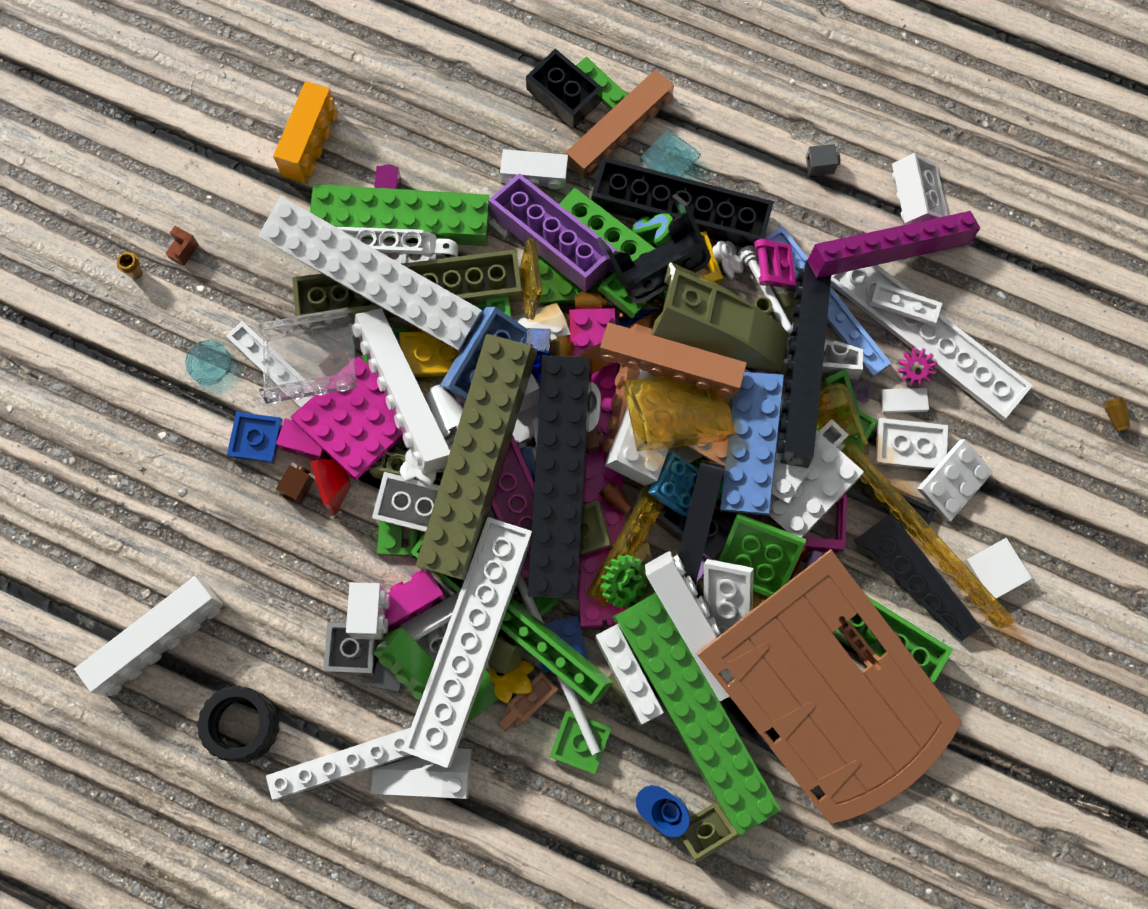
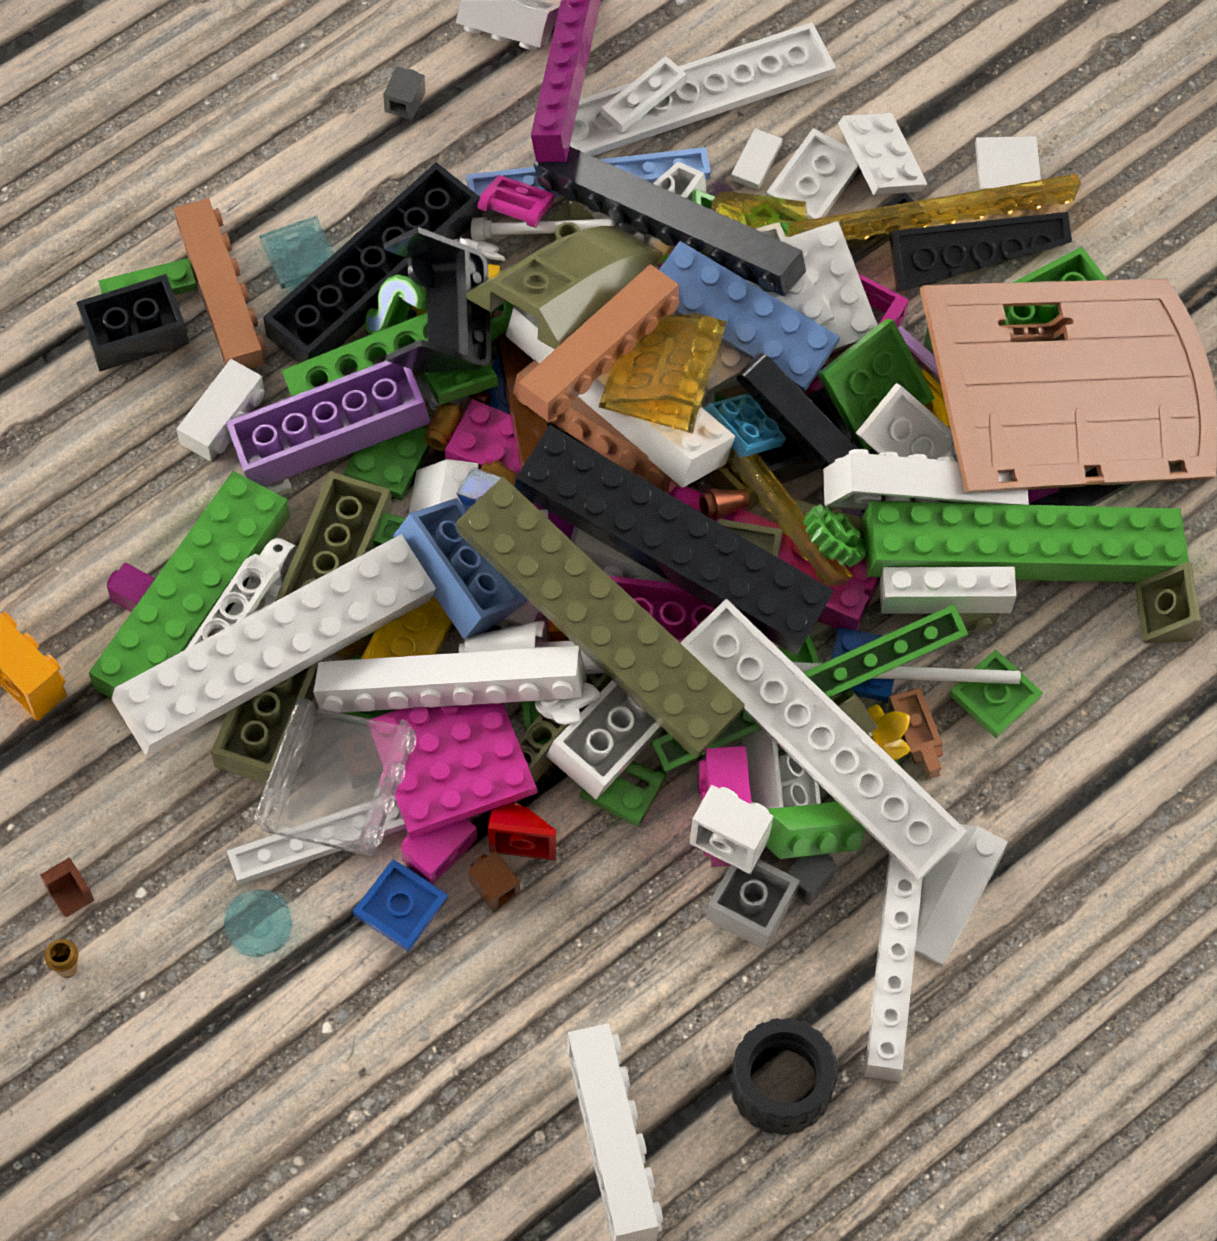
camera: 65 degrees left, 10 degrees down
(530, 278) = (385, 467): clear yellow tile -> none
(663, 810) = (1122, 635): blue piece -> none
(912, 373) = (736, 116): dark pink gear -> none

